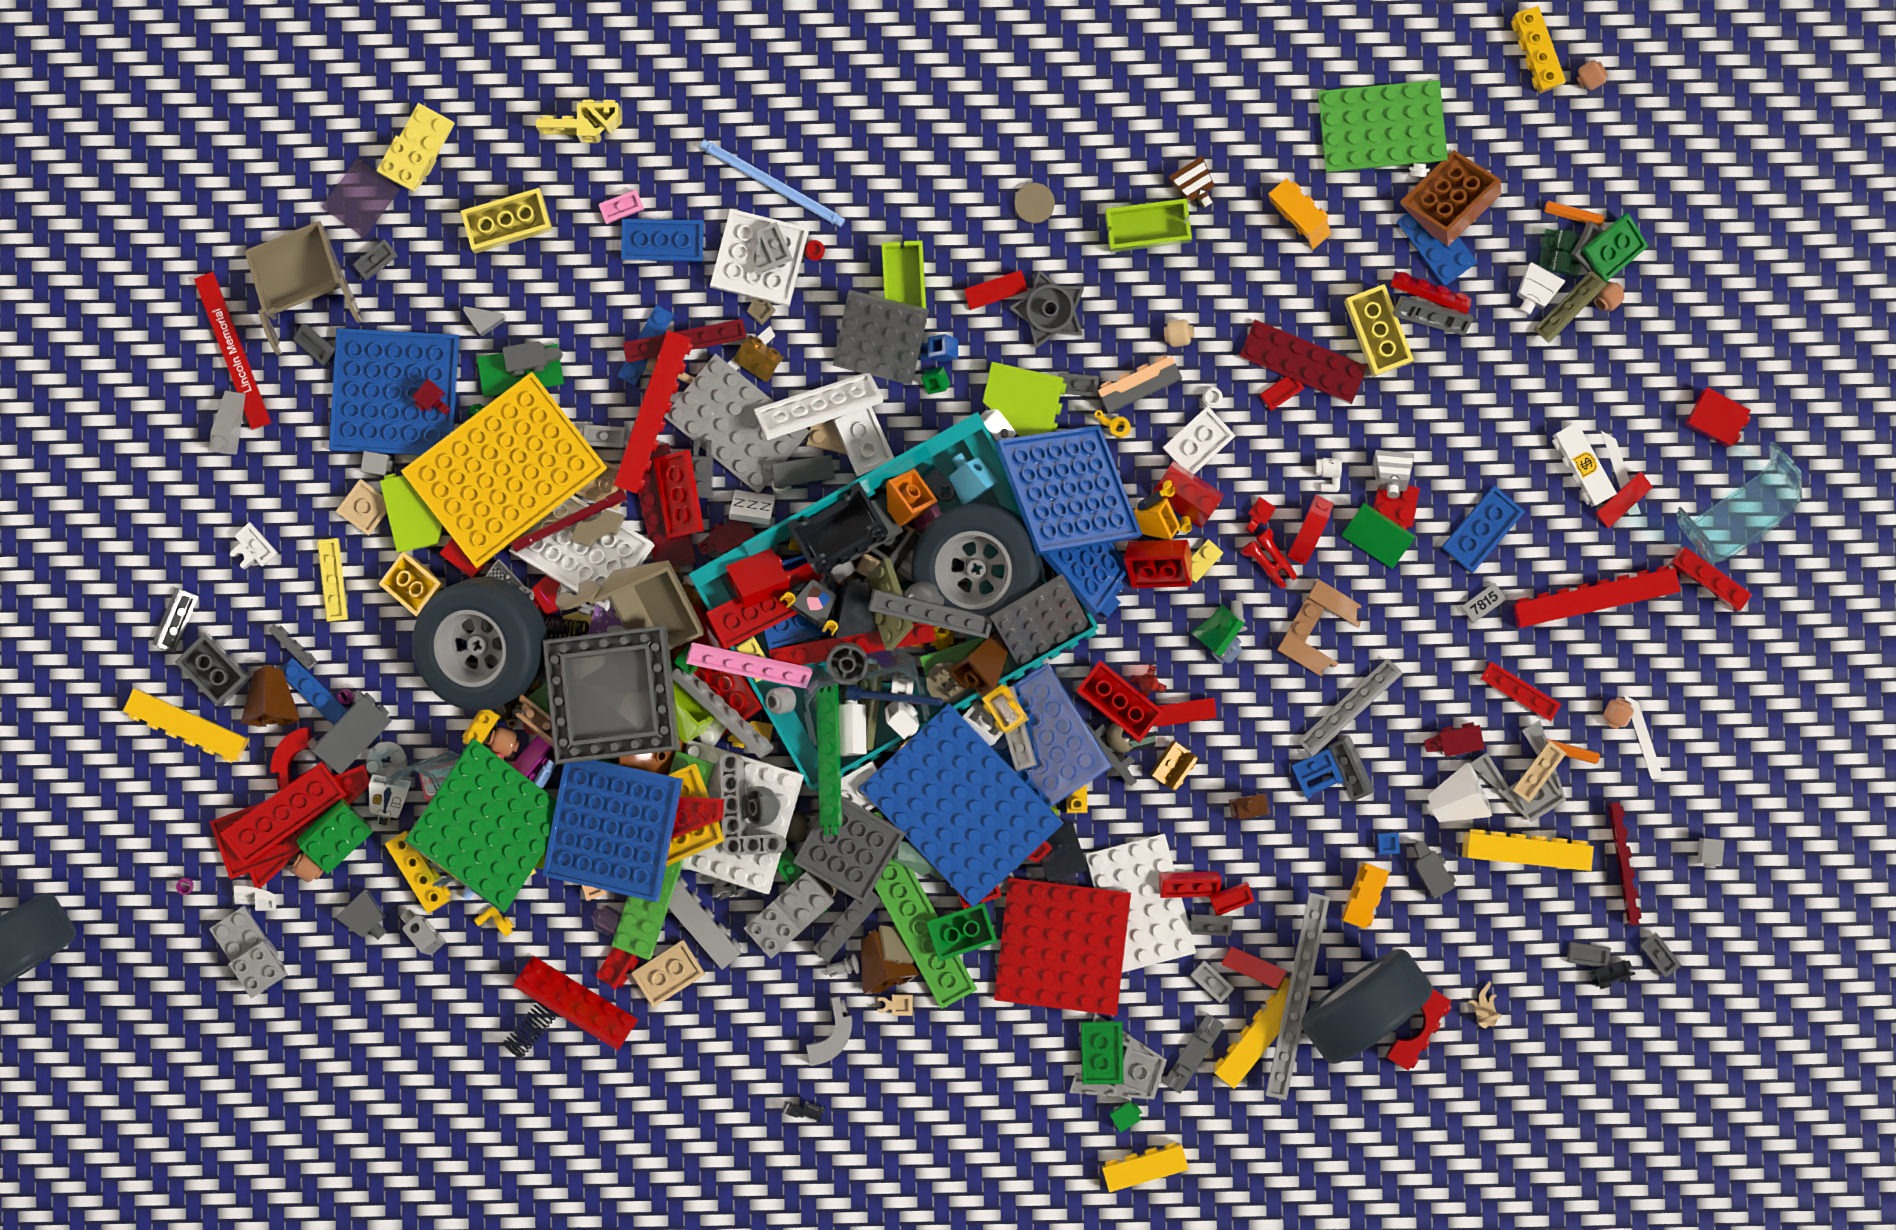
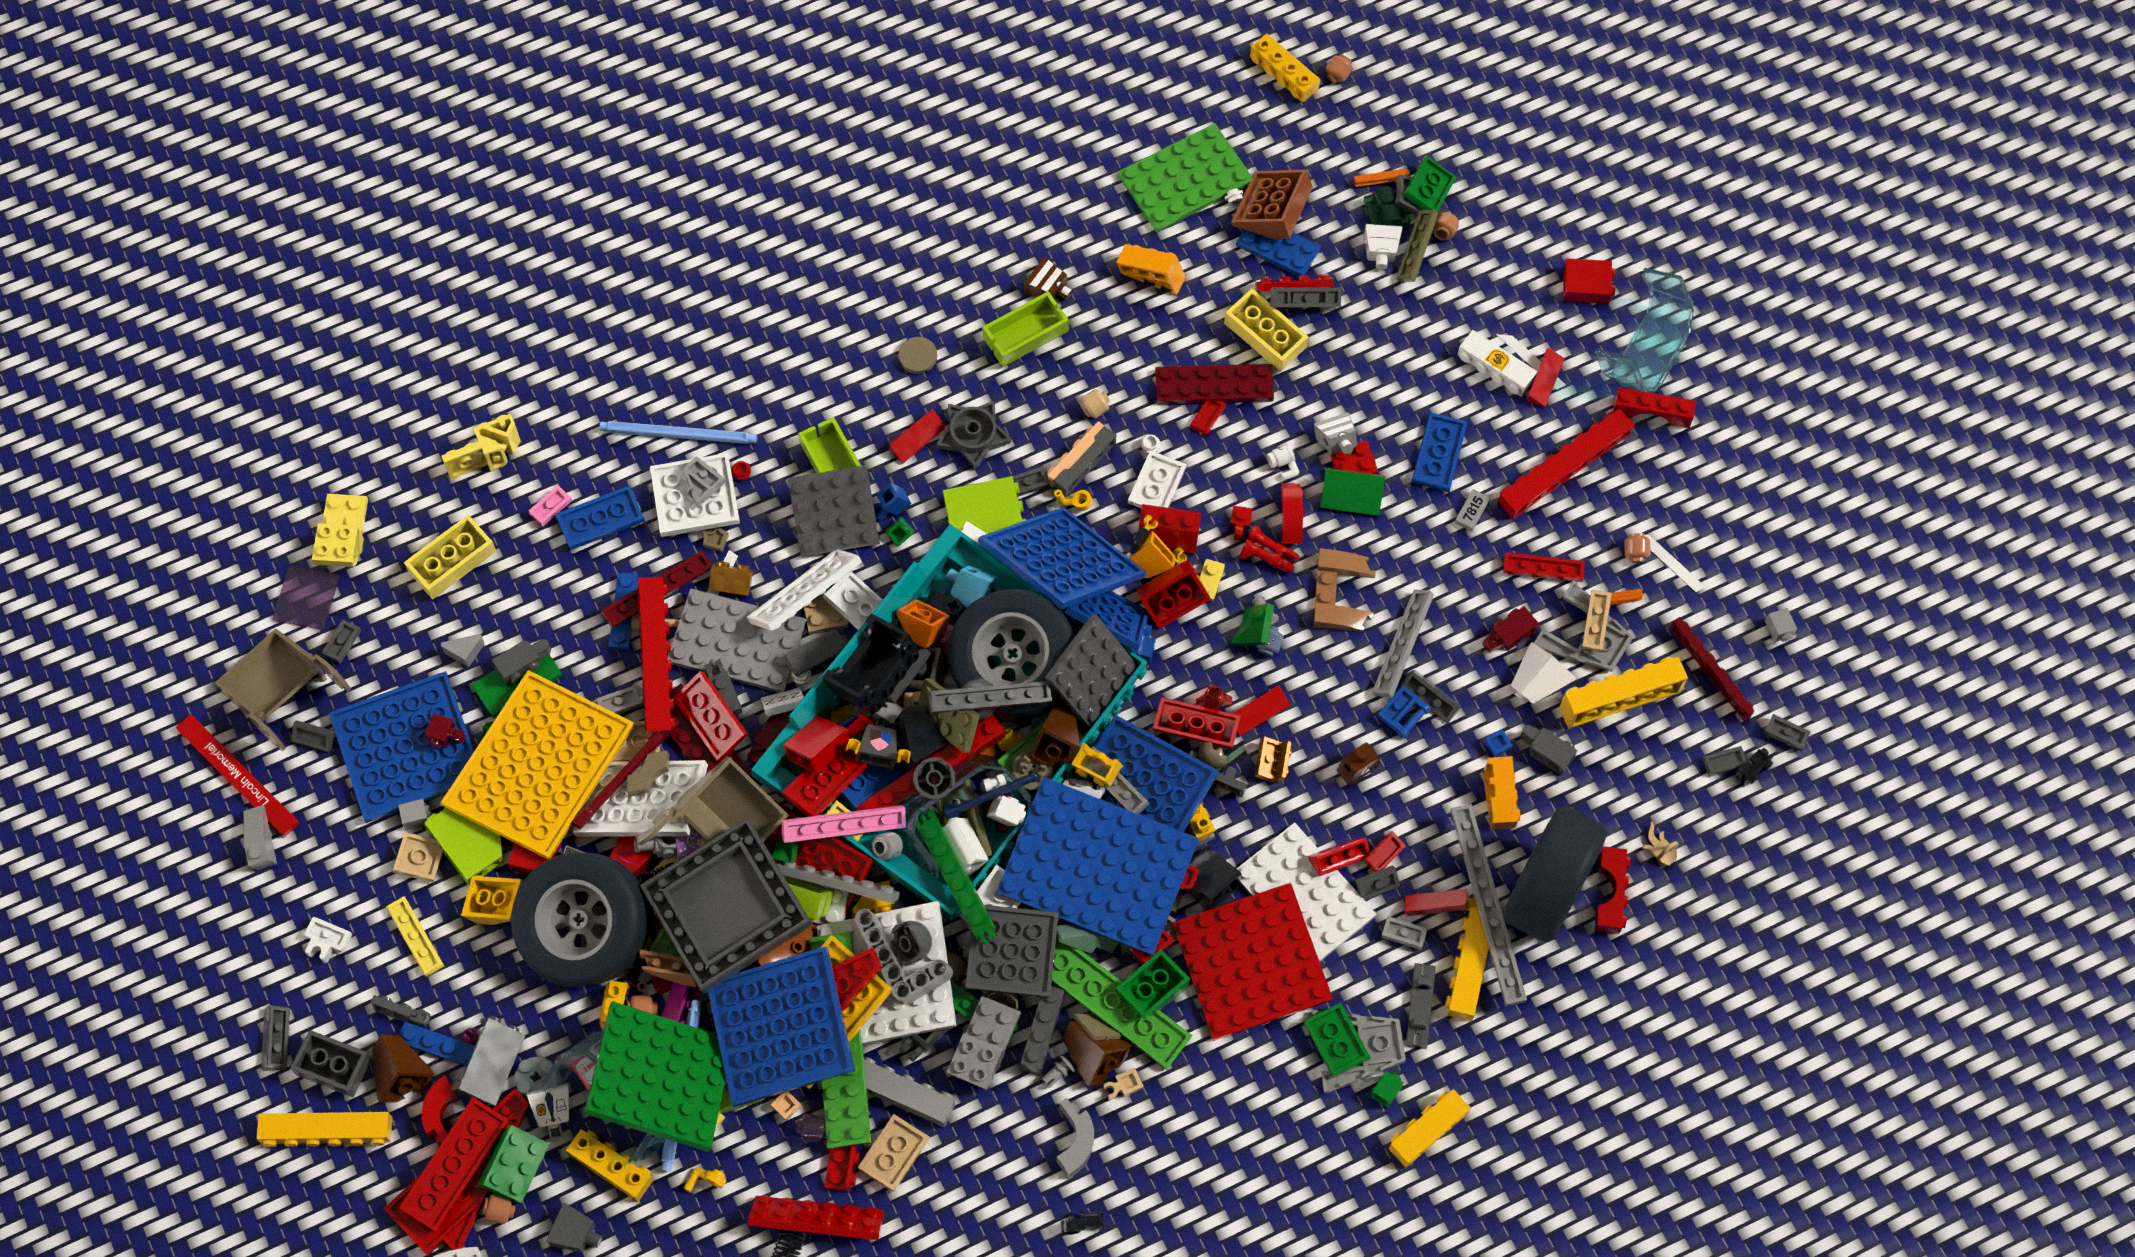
camera: 25 degrees left, 20 degrees down
(427, 938) = (638, 1219): light grey torso -> none

